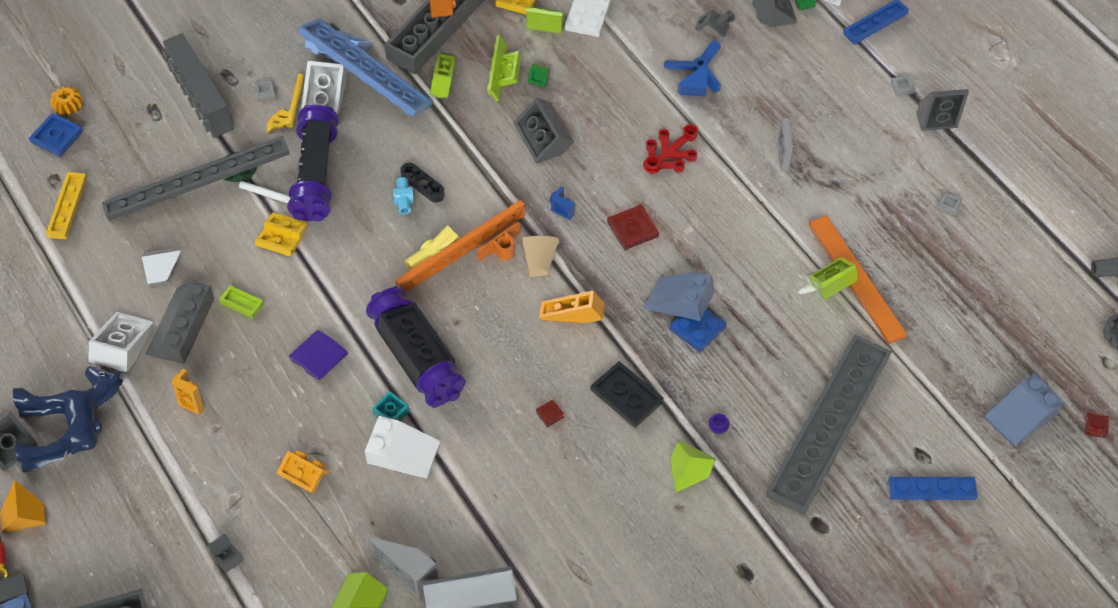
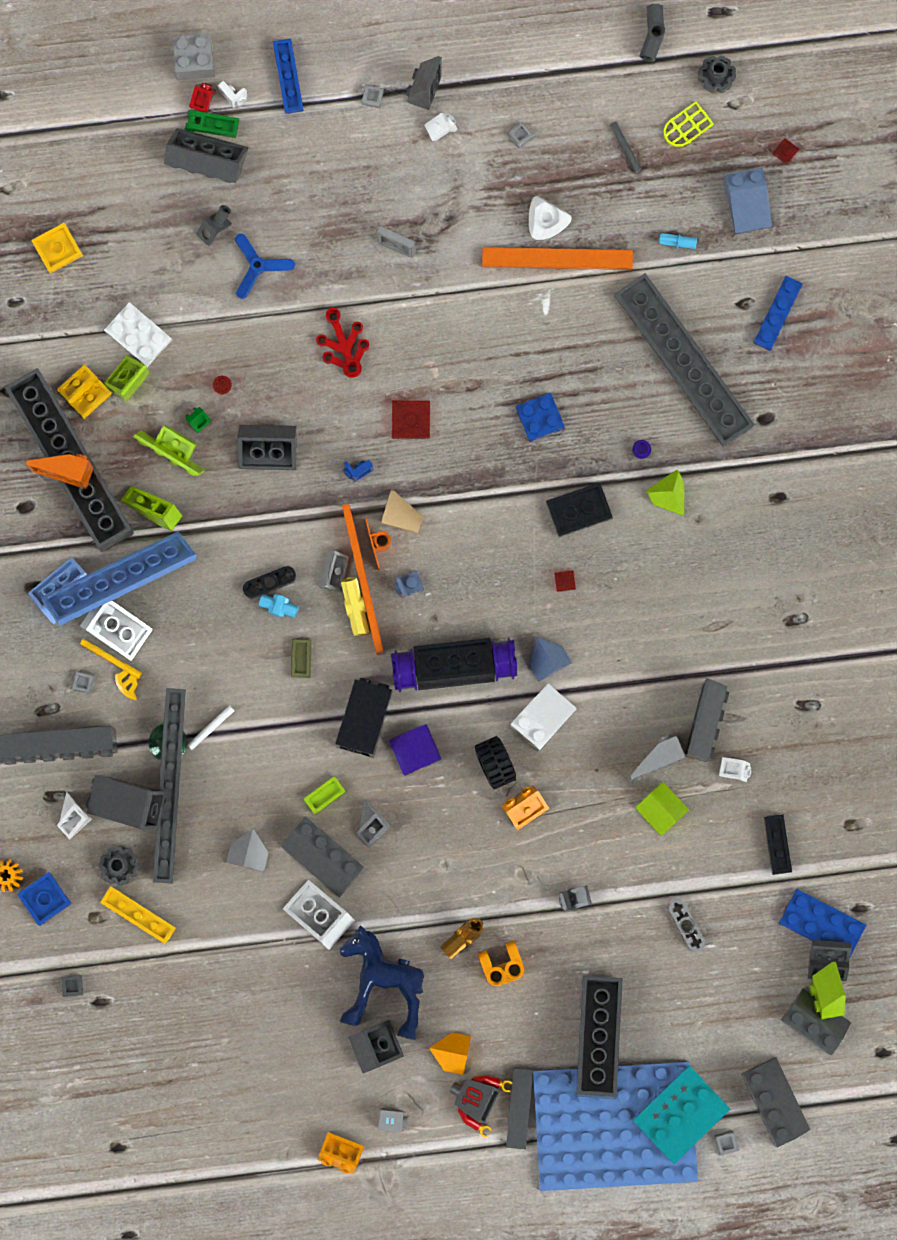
camera: 65 degrees left, 25 degrees up
(107, 174) = (119, 866): none -> dark grey plant
(121, 505) = (502, 968): none -> light orange piece
(140, 127) = (72, 817): none -> white slope
(145, 471) = (463, 937): none -> pearl gold piece
(164, 151) = (125, 802): none -> dark grey slope
(187, 392) = (412, 873): light orange bracket -> none
(229, 351) = (371, 825): none -> light grey slope
(281, 234) = (266, 731): yellow slope -> none
(309, 195) = (207, 670): brick -> none
(327, 298) = (364, 717): none -> black slope
(333, 418) = (495, 762): none -> black tyre
(363, 233) = (301, 658): none -> olive tile
(391, 407) = (499, 711): teal piece -> none
(460, 225) = (334, 570): none -> light grey slope
(464, 429) = (547, 659): none -> sand blue slope
(476, 285) = (408, 584): none -> sand blue bracket
(575, 308) = (474, 514): light orange slope -> none
(580, 81) = (222, 384): none -> clear red plate
(682, 295) = (508, 417): sand blue slope -> none
(695, 83) = (281, 280): blue slope -> none
(834, 277) = (549, 278): lime slope -> none
(886, 253) = (546, 219): none -> white hat
(913, 139) = (441, 126): none -> white bracket
(942, 369) = (678, 241): none -> medium azure axle
(998, 290) = (626, 148): none -> dark grey bar
(1062, 337) = (688, 118): none -> neon yellow window

